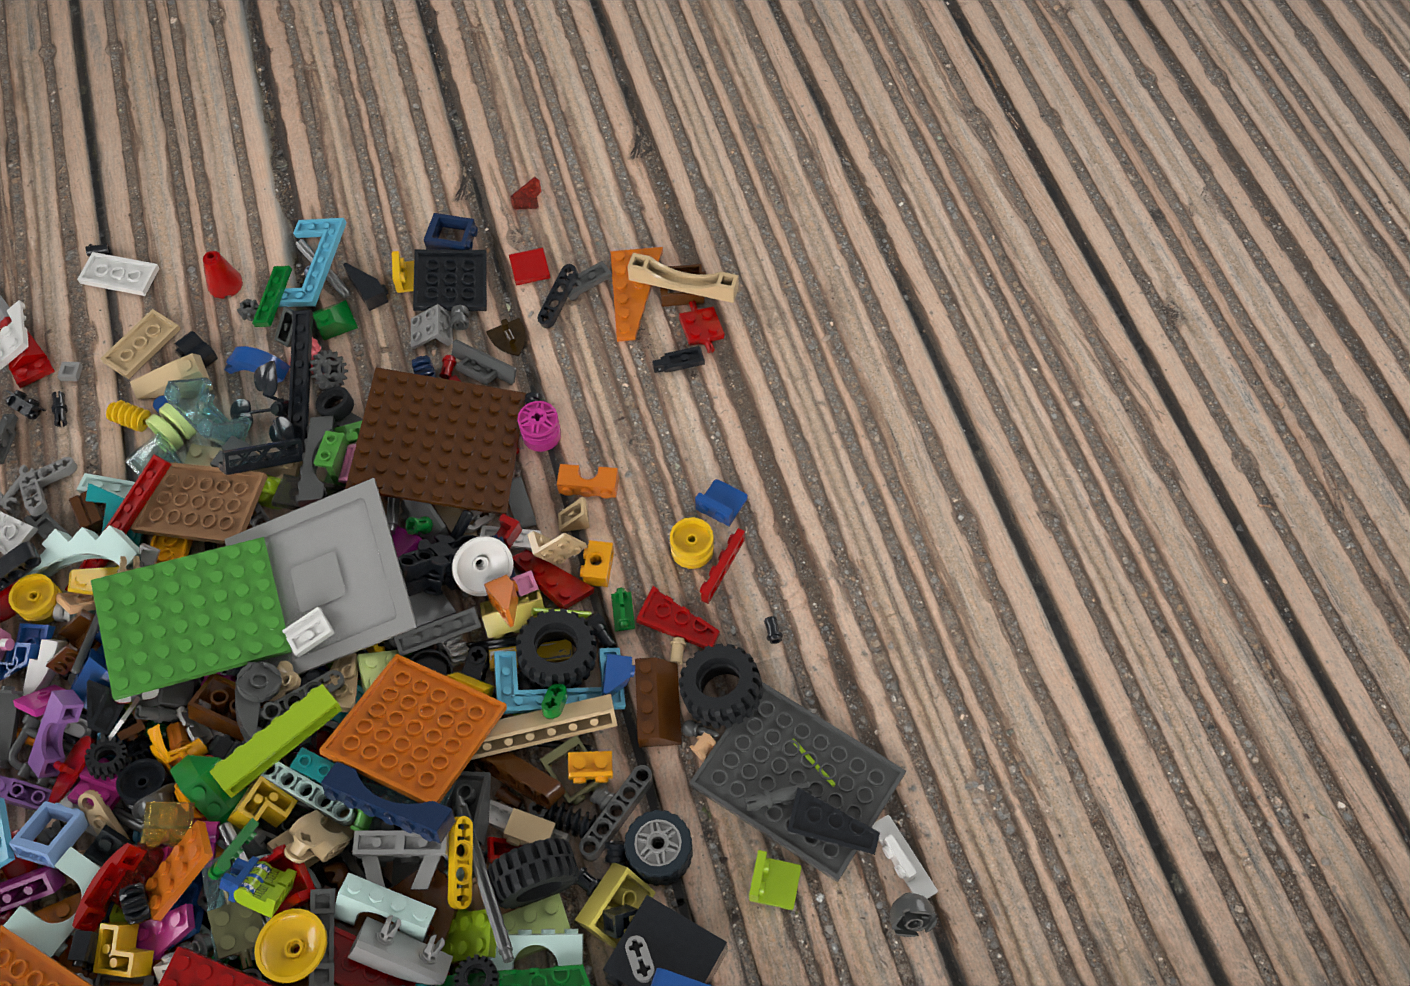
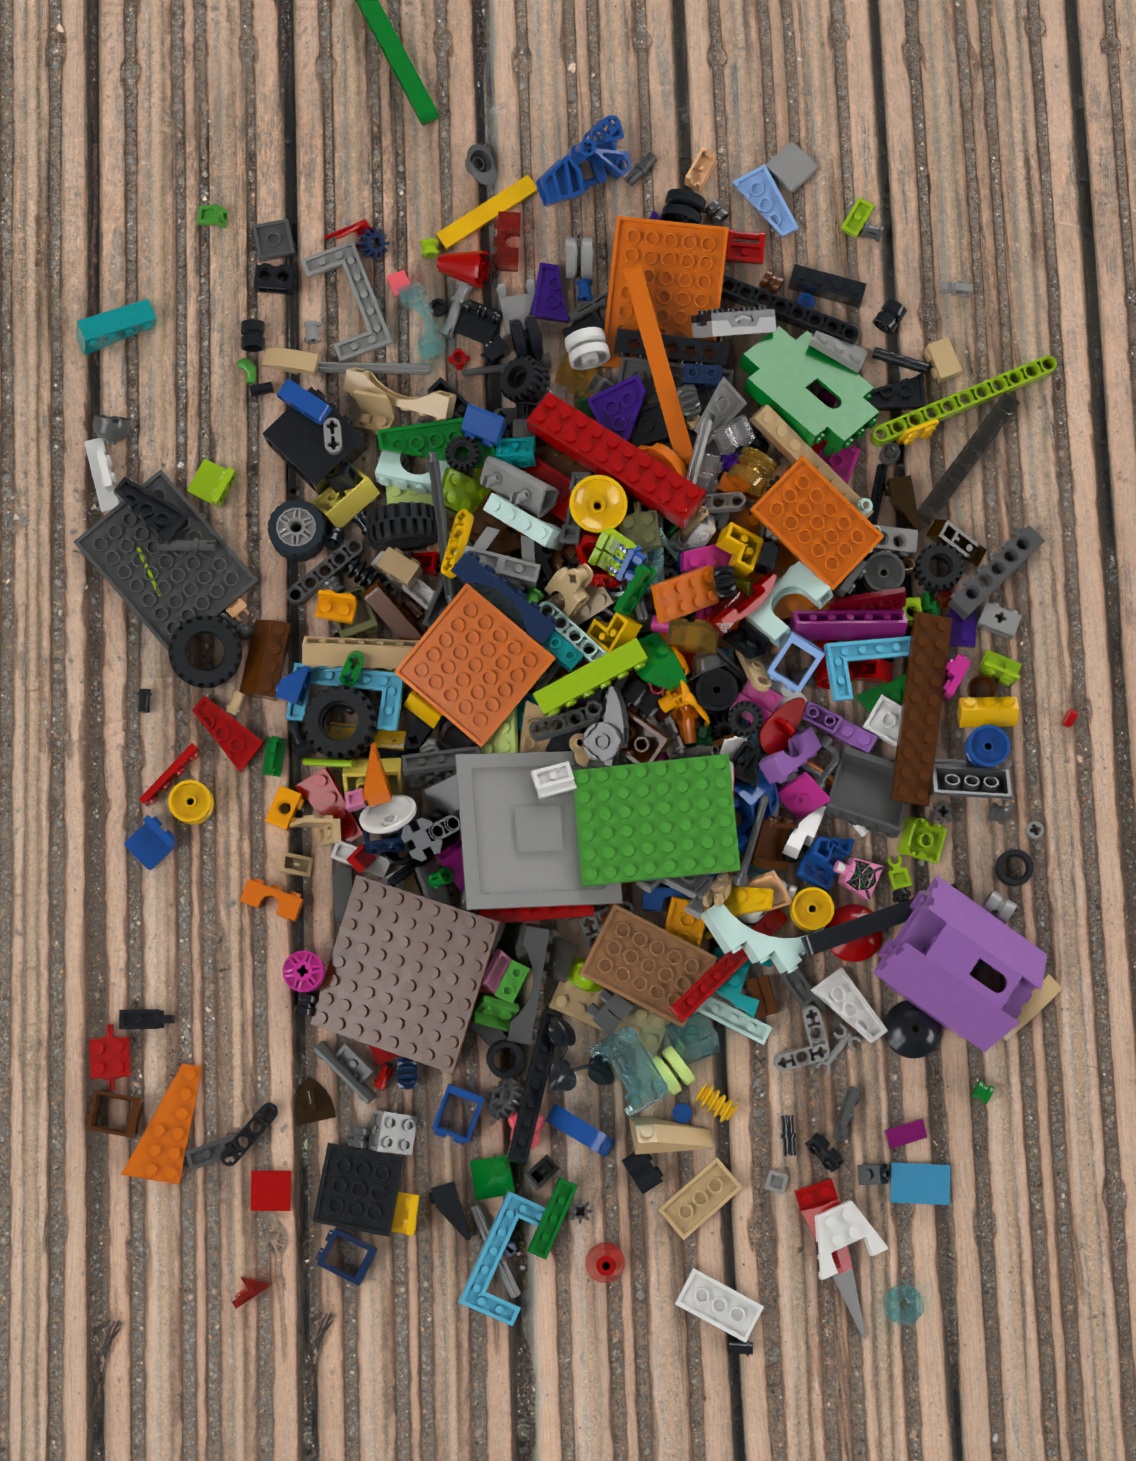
camera: 170 degrees left, 20 degrees up
(263, 460) = (581, 996): black fence -> none
(366, 369) = (442, 1132): none -> blue window
(649, 271) = (111, 1103): tan arch -> none

